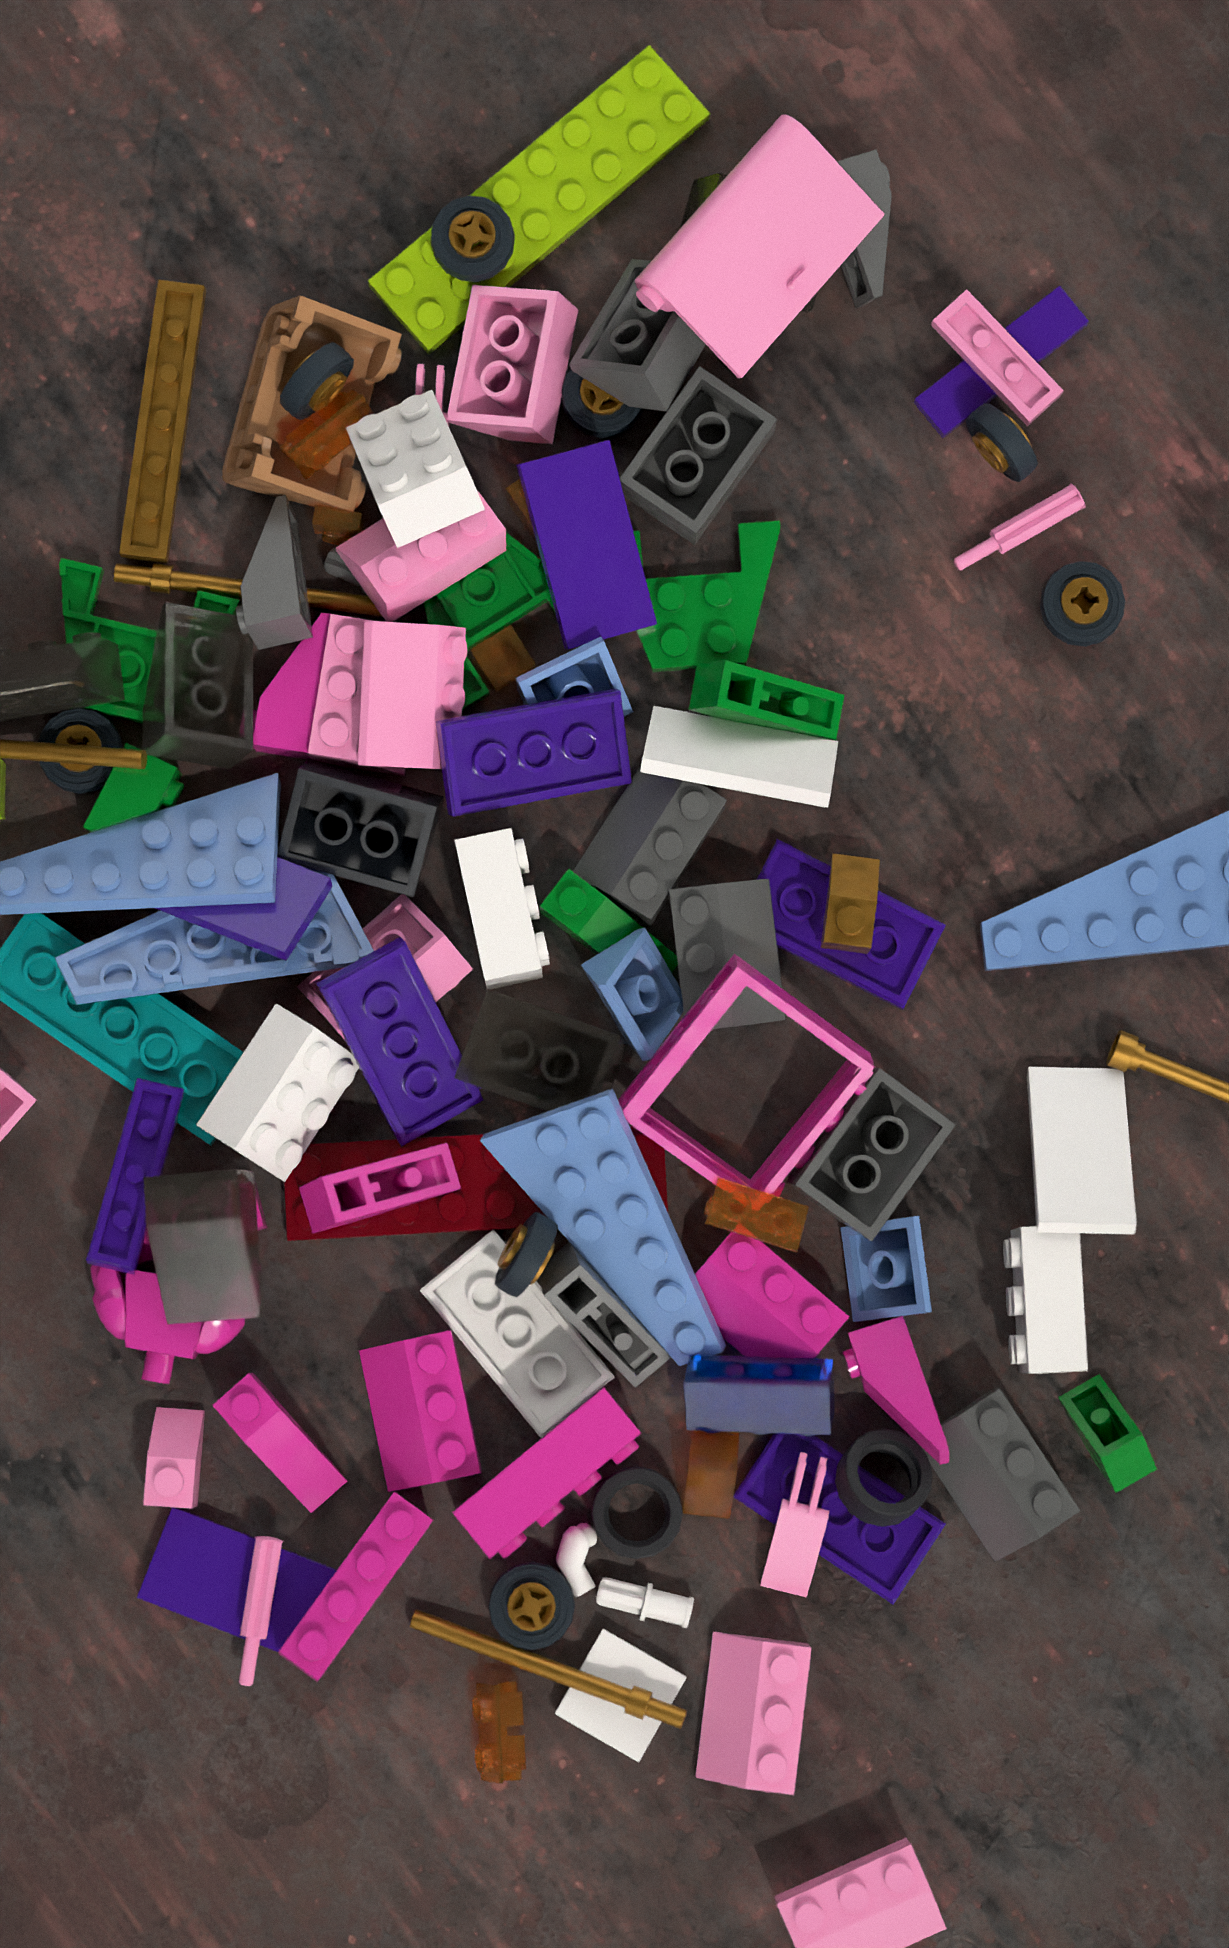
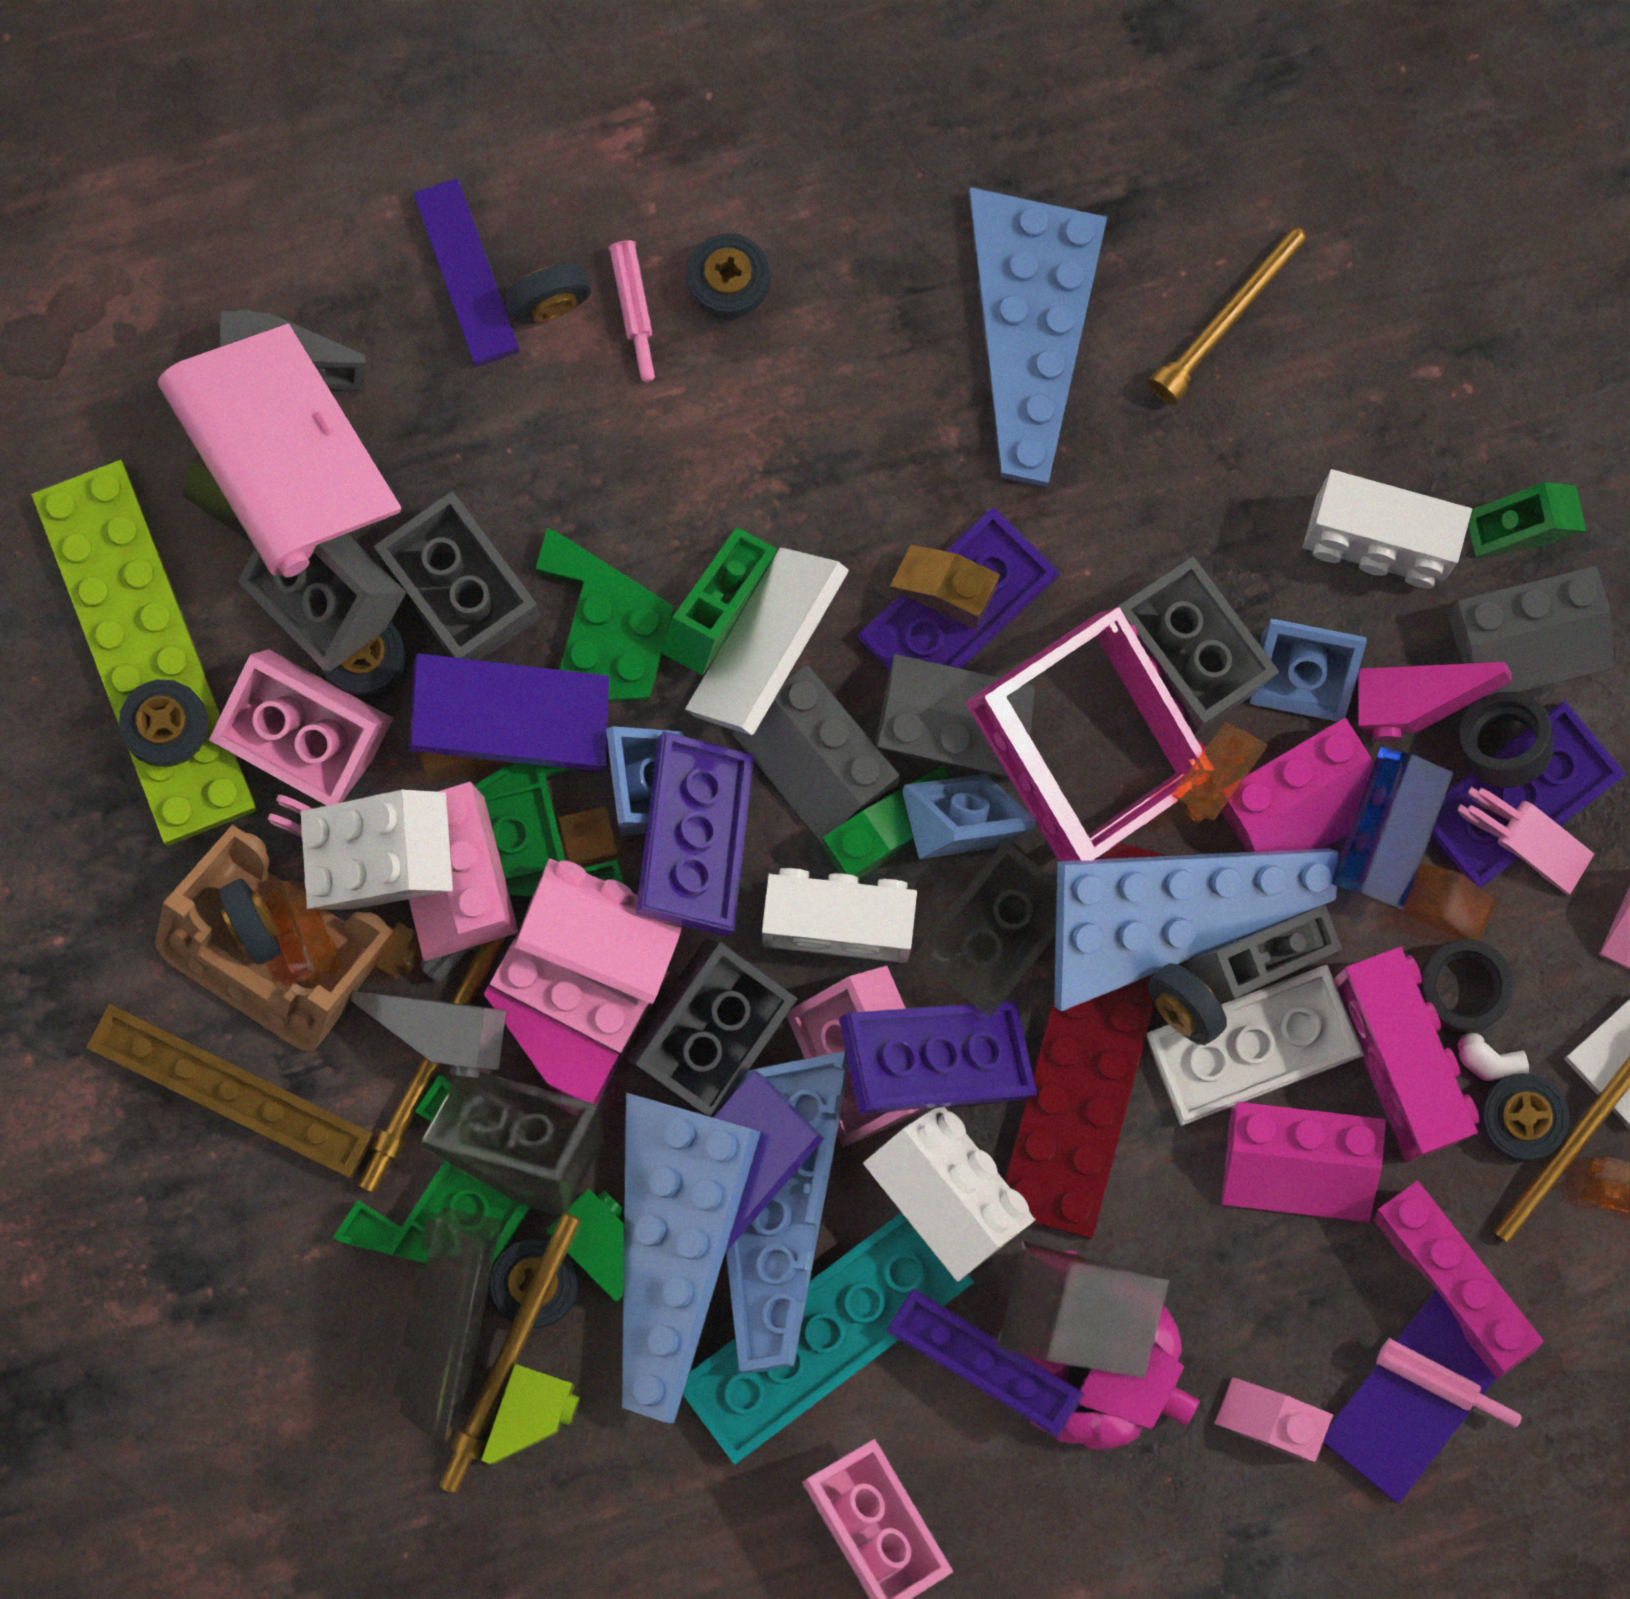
camera: 70 degrees left, 5 degrees down
(279, 1442) = (1288, 1311): dark pink slope -> none
(379, 1187) = (1075, 1127): dark pink slope -> none
(644, 1601) = (1553, 1007): white axle -> none
(997, 357) = (464, 270): bright pink plate -> none
(1080, 1150) = (1256, 449): white tile -> none

